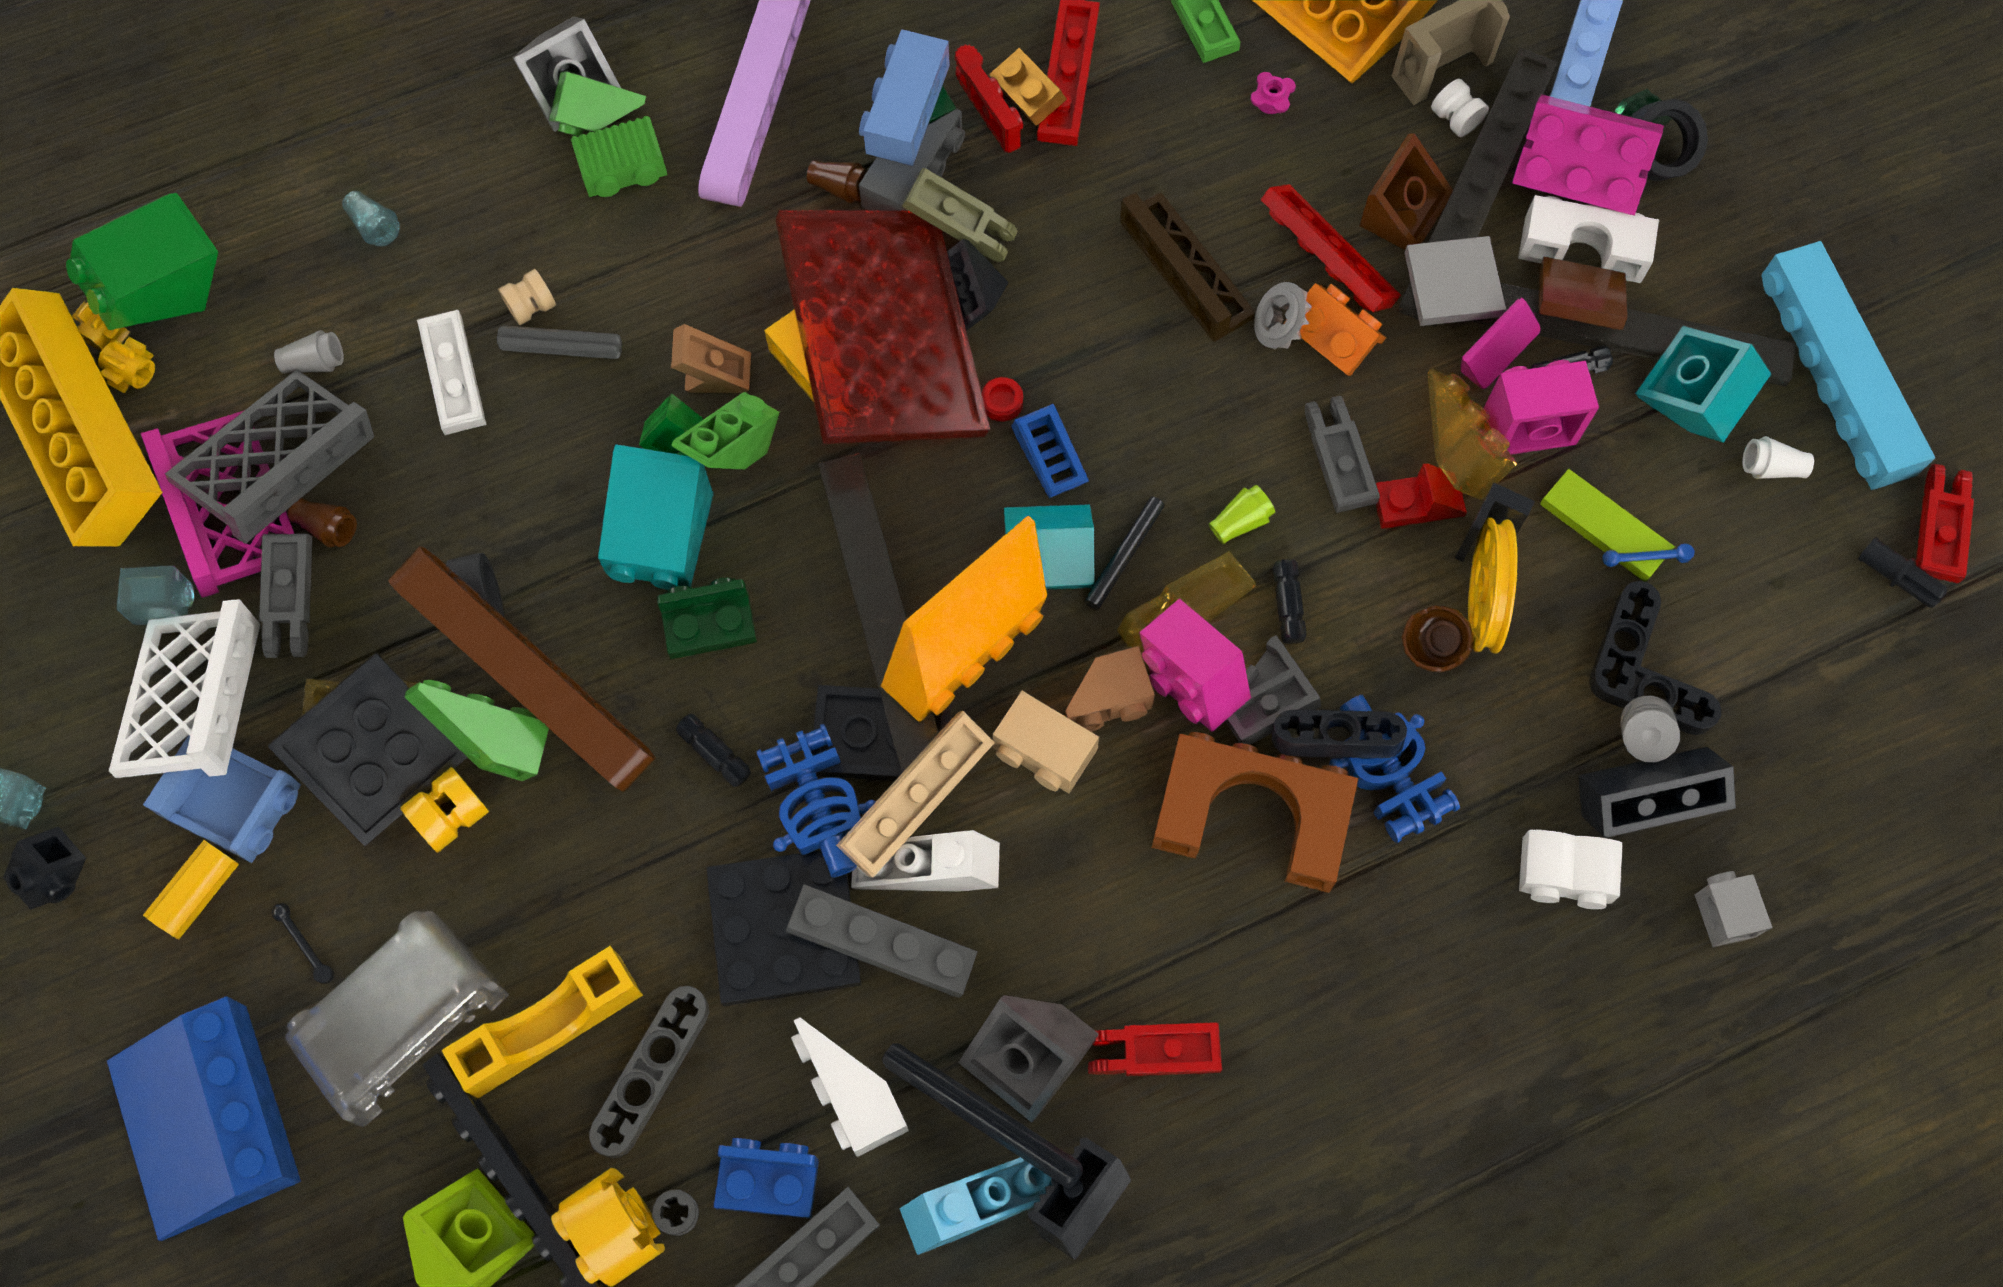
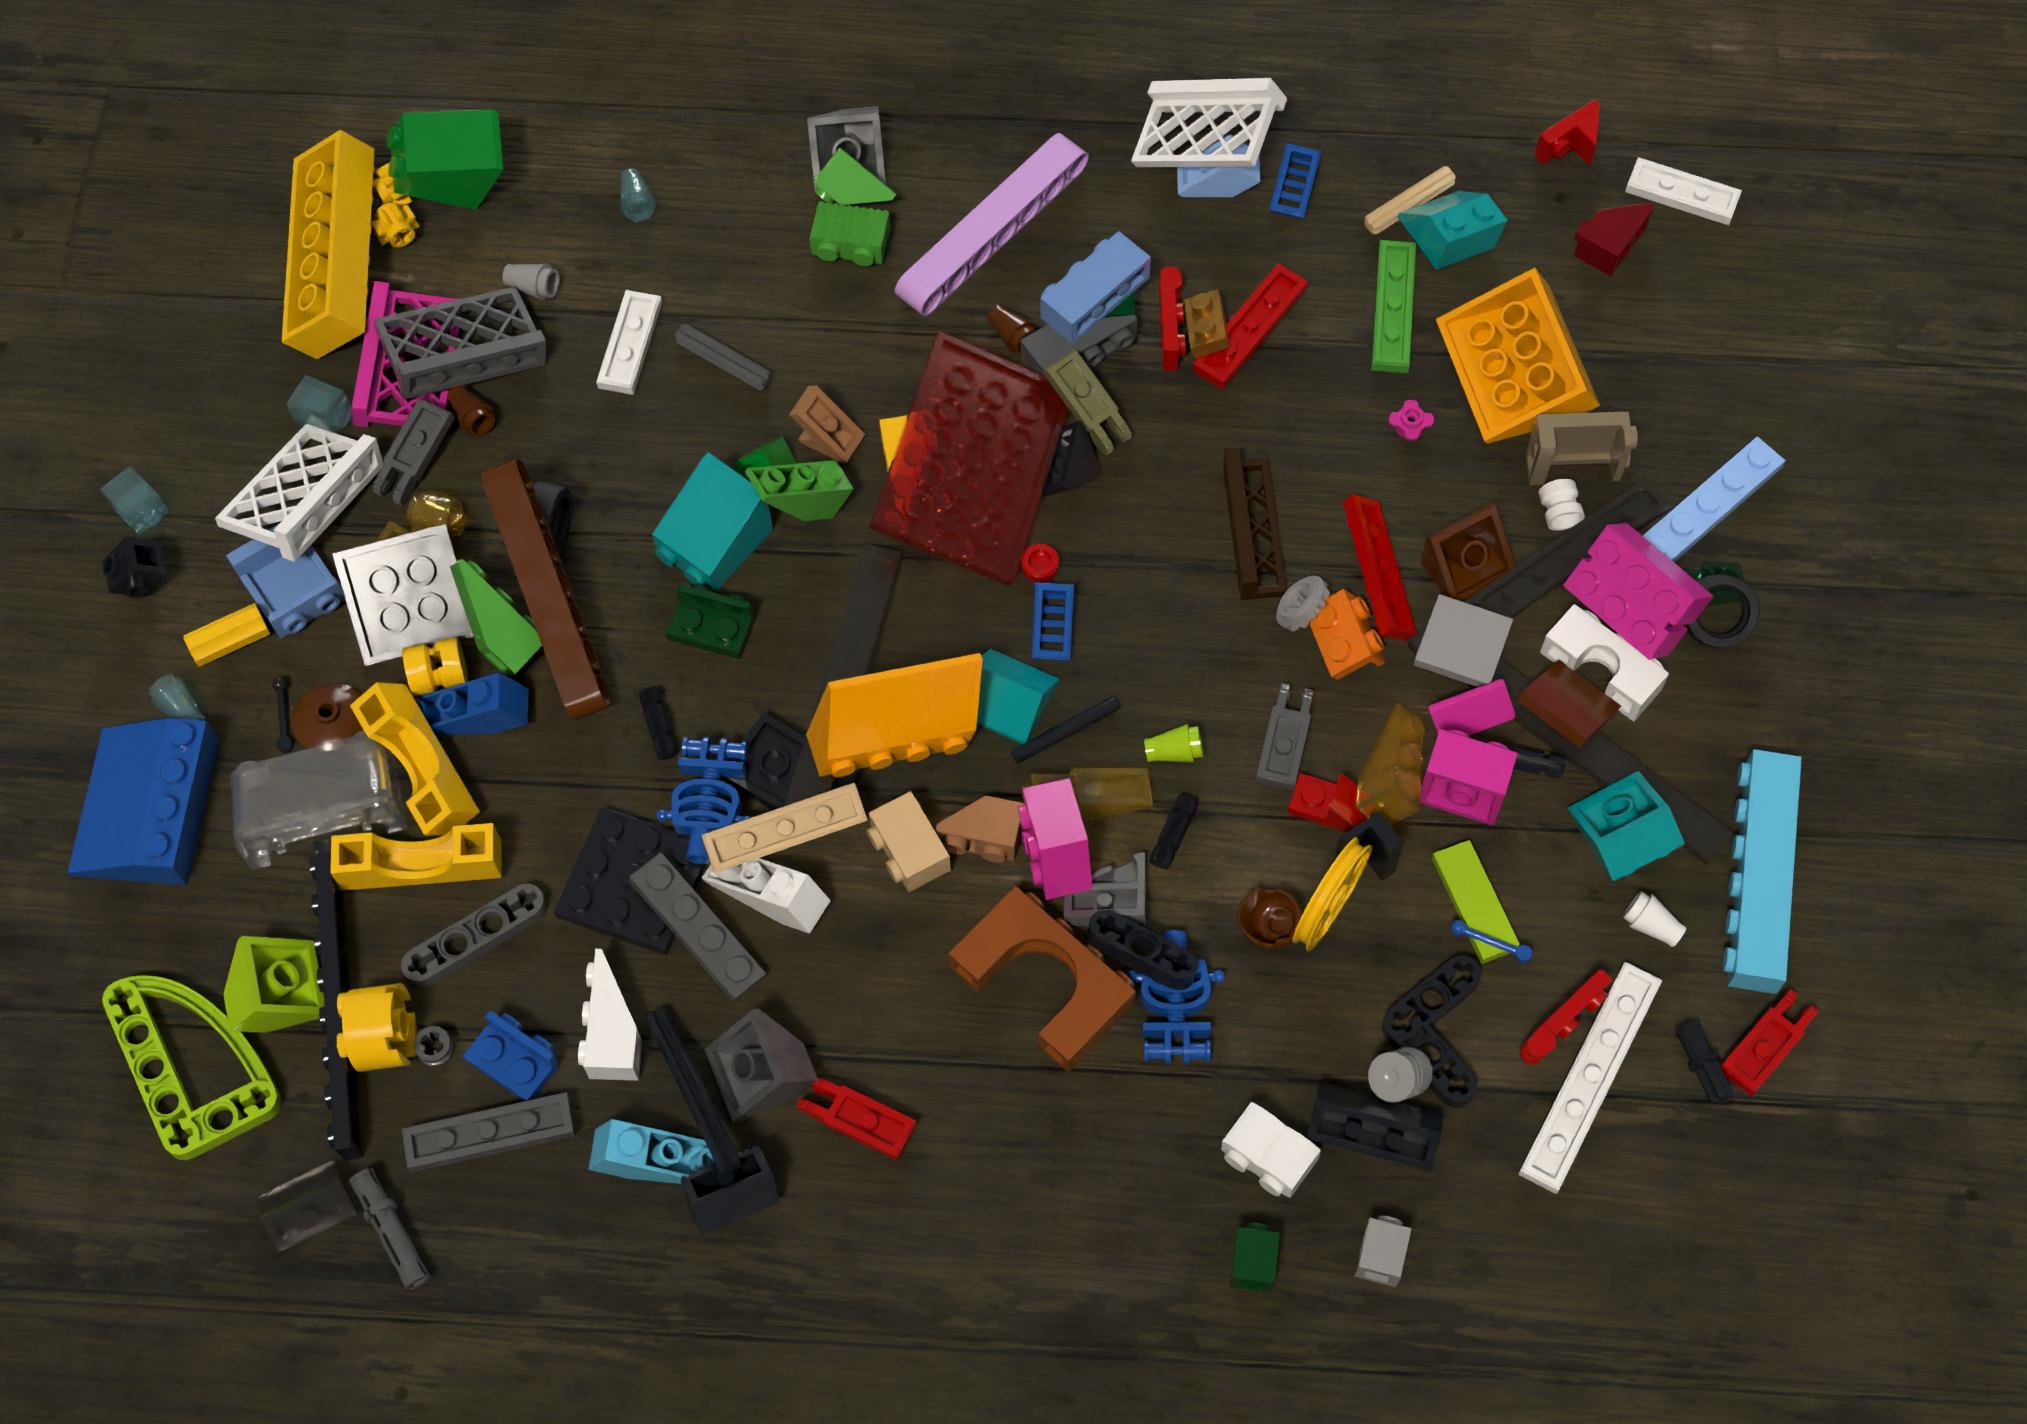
camera: 30 degrees right, 5 degrees down
(174, 989) = (174, 698): none -> clear light blue cone
(349, 646) = (436, 509): none -> clear yellow head
(378, 922) = (312, 729): none -> reddish brown dish
(440, 891) = (396, 722): none -> yellow arch
(504, 836) = (476, 707): none -> blue slope
(527, 297) = (717, 310): tan wheel -> none
(1620, 981) = (1254, 1258): none -> dark green brick
(1756, 595) = (1564, 1019): none -> red hinge
(1809, 641) = (1590, 1078): none -> white tile

